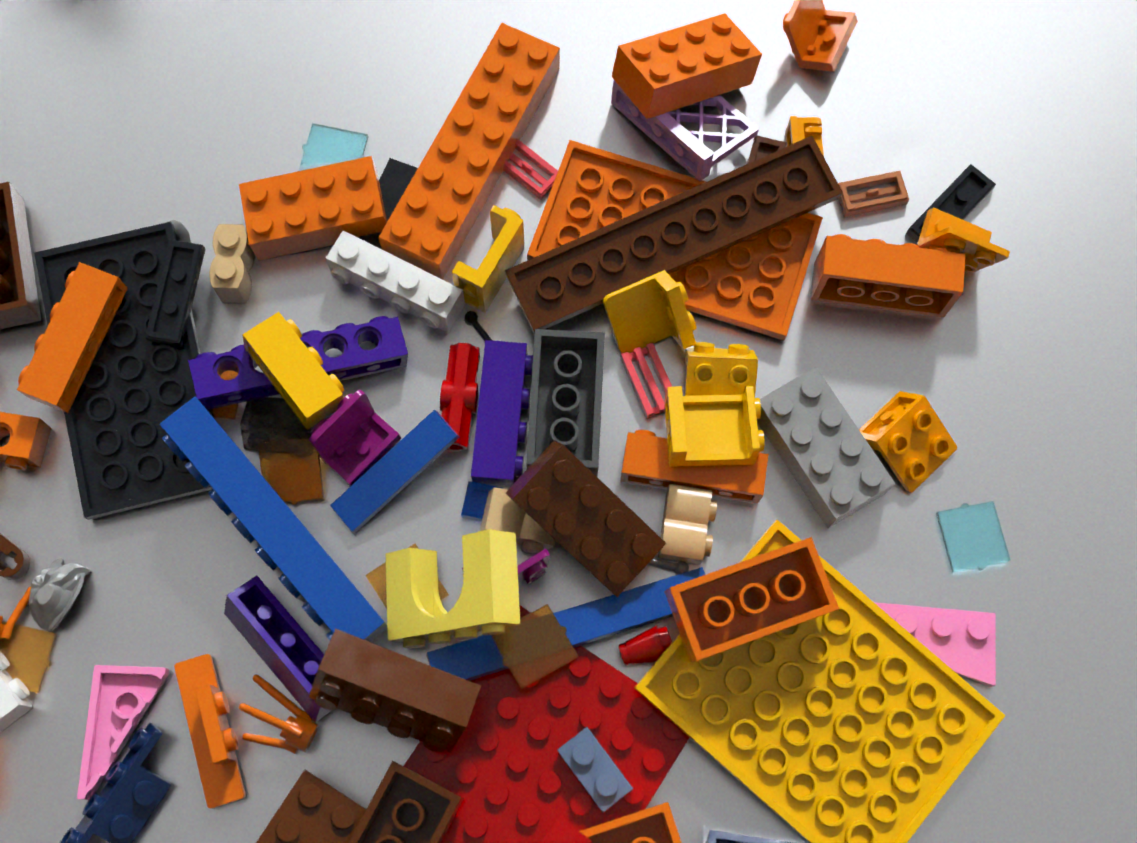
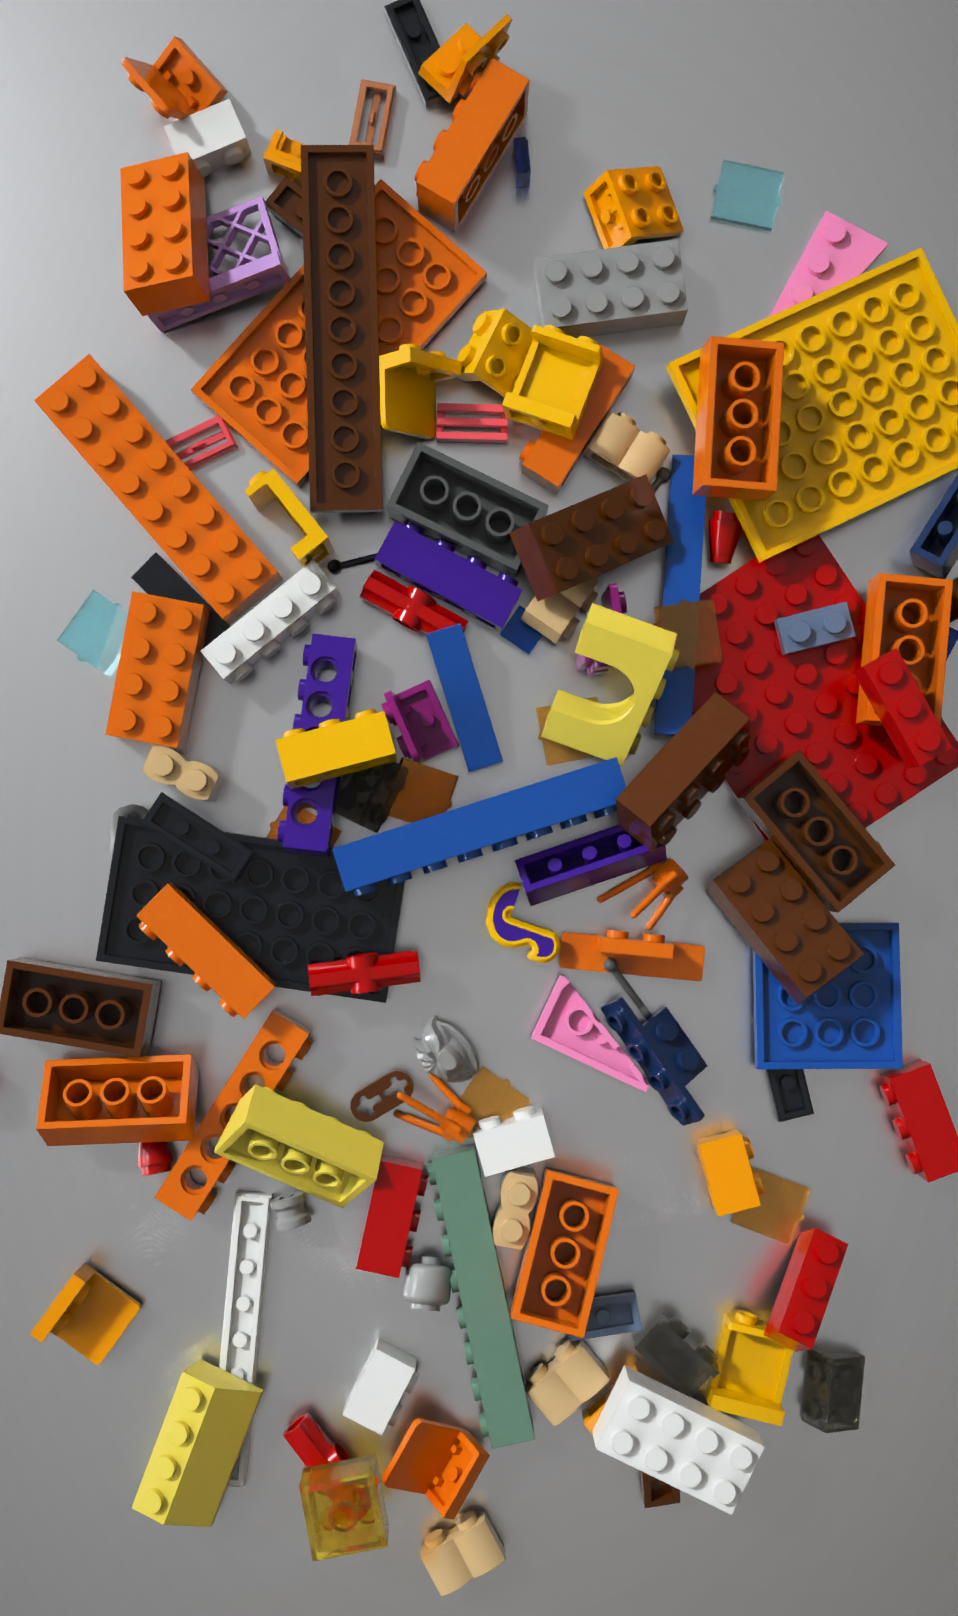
camera: 65 degrees left, 15 degrees up
(101, 483) = (364, 973): none -> red piece
(191, 711) = (611, 966): none -> dark grey hinge
(192, 608) = (515, 932): none -> animal
(787, 73) = (210, 137): none -> white brick
(896, 325) = (521, 162): none -> clear blue tile

